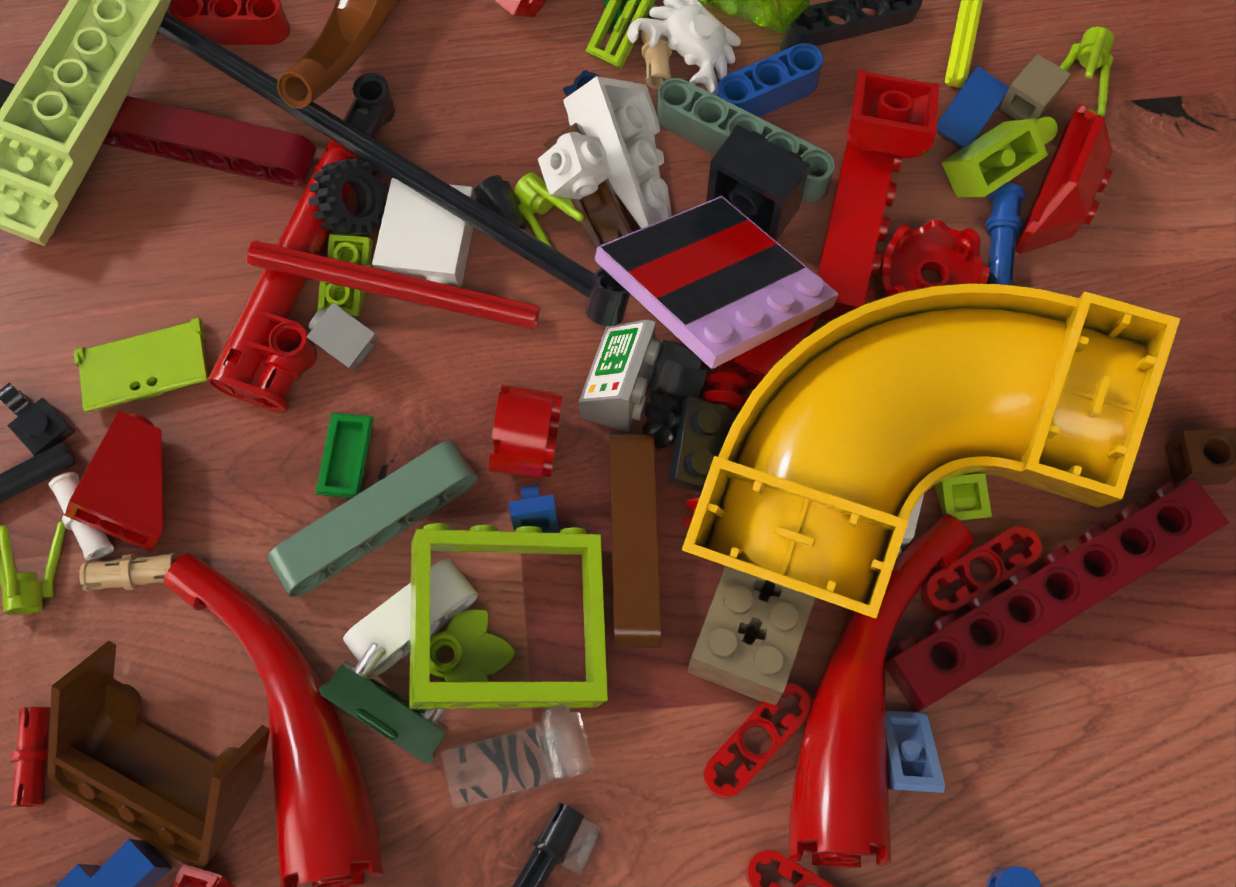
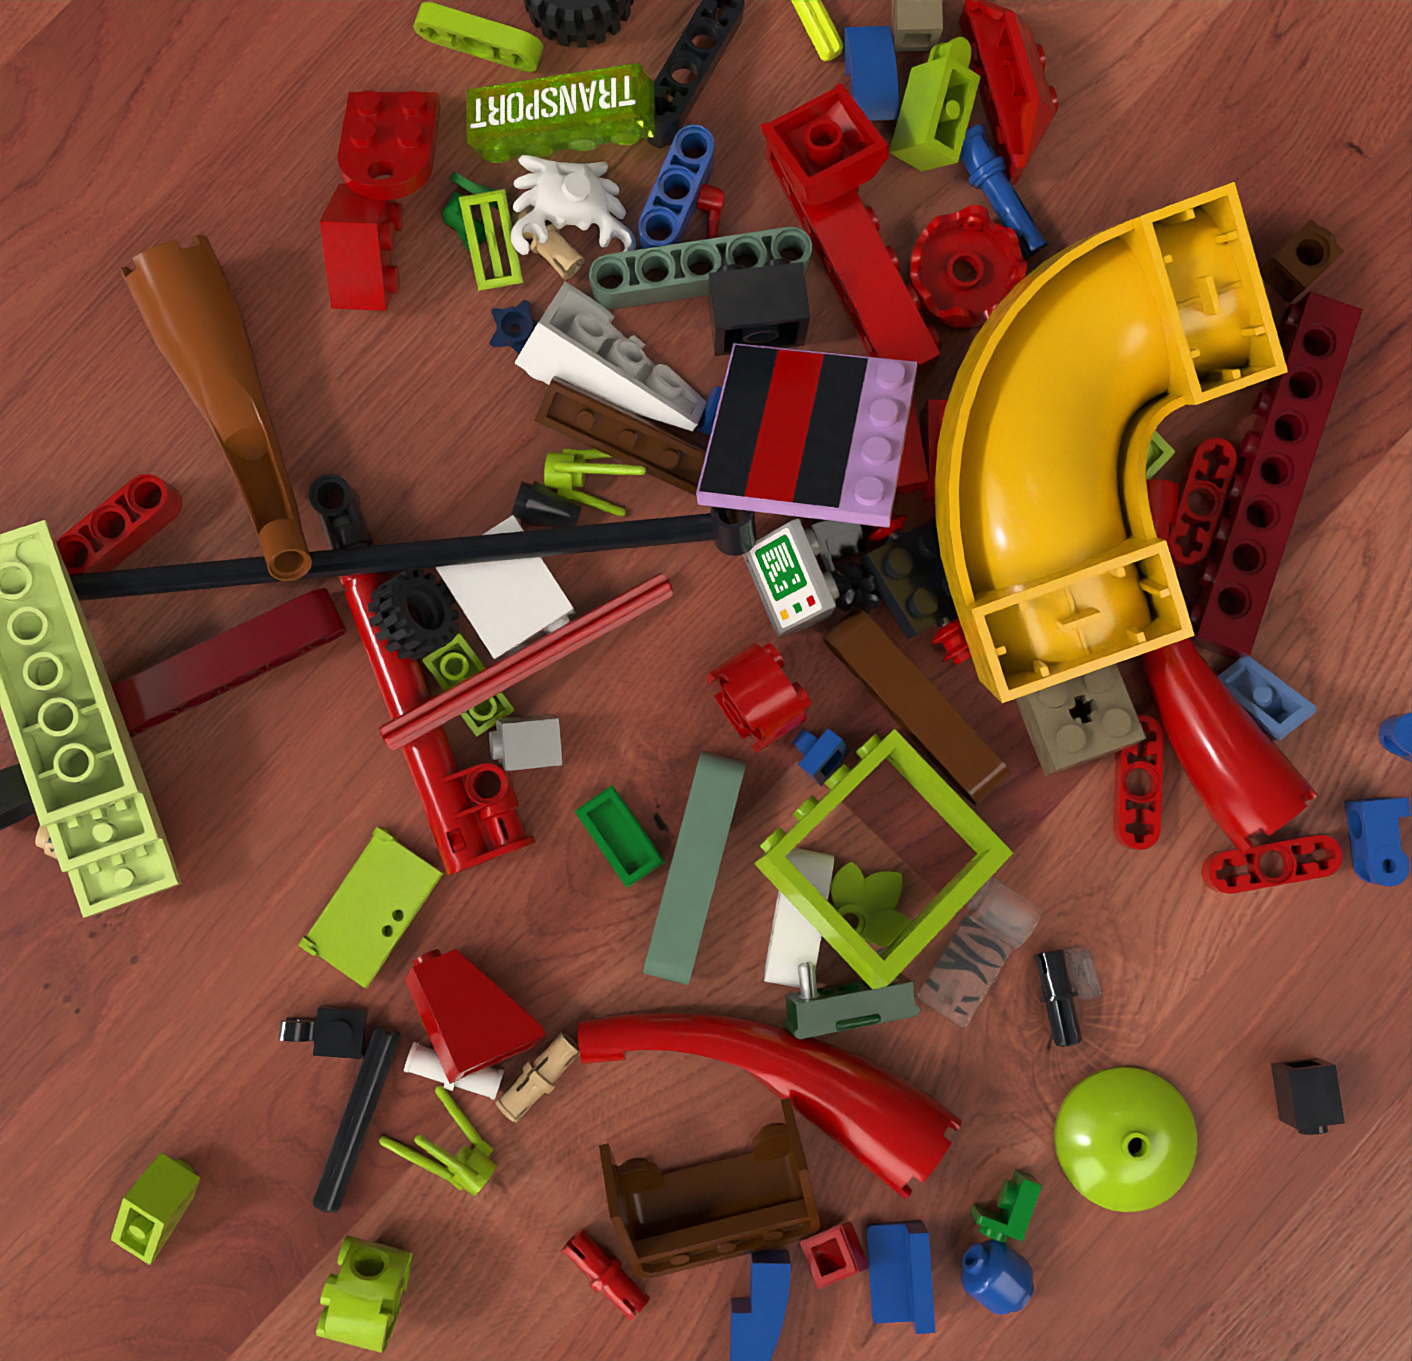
camera: 45 degrees left, 15 degrees up
(574, 166) = (596, 426): white brick -> none
(790, 109) = (711, 200): none -> red hand

